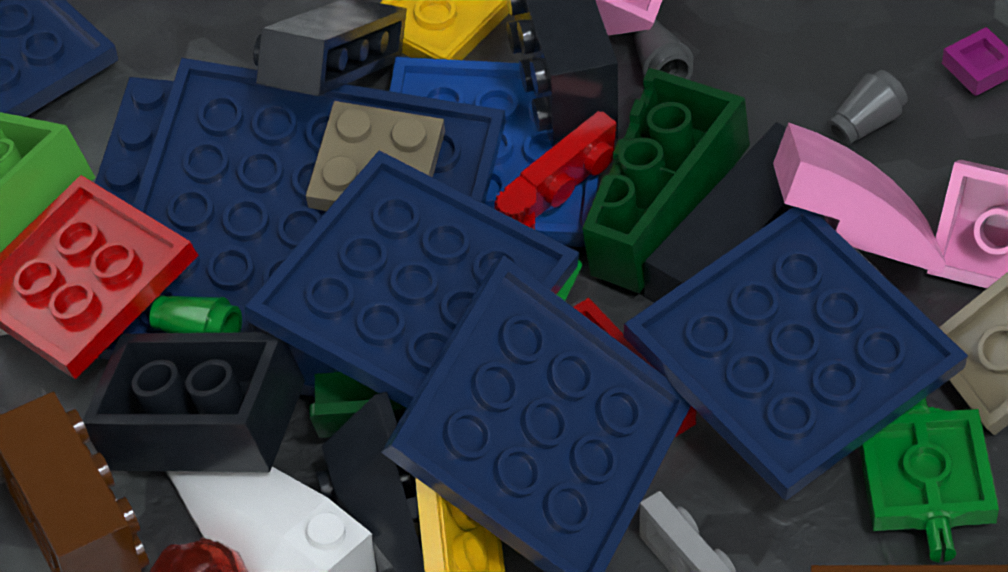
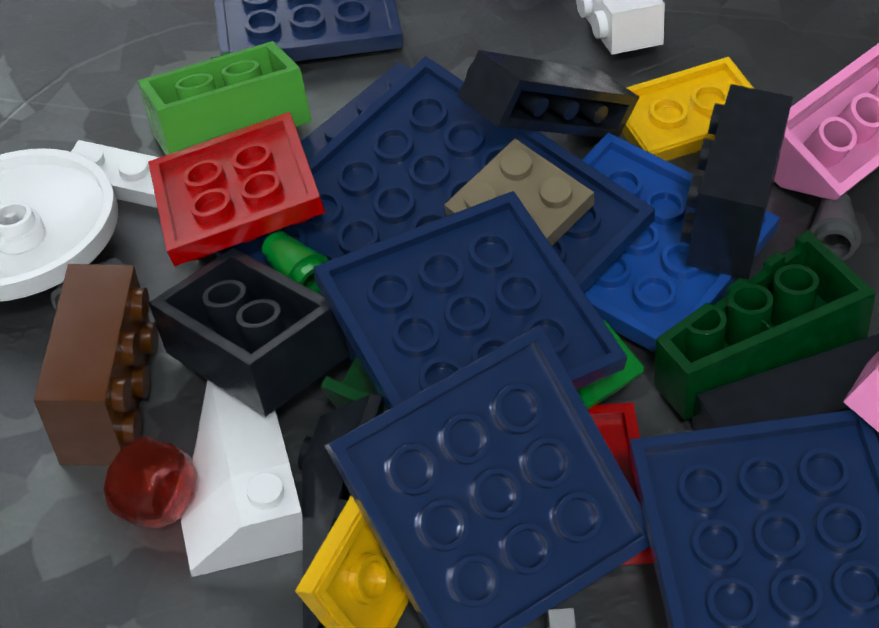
camera: 30 degrees right, 0 degrees up
(558, 171) = (666, 283): red hinge -> none

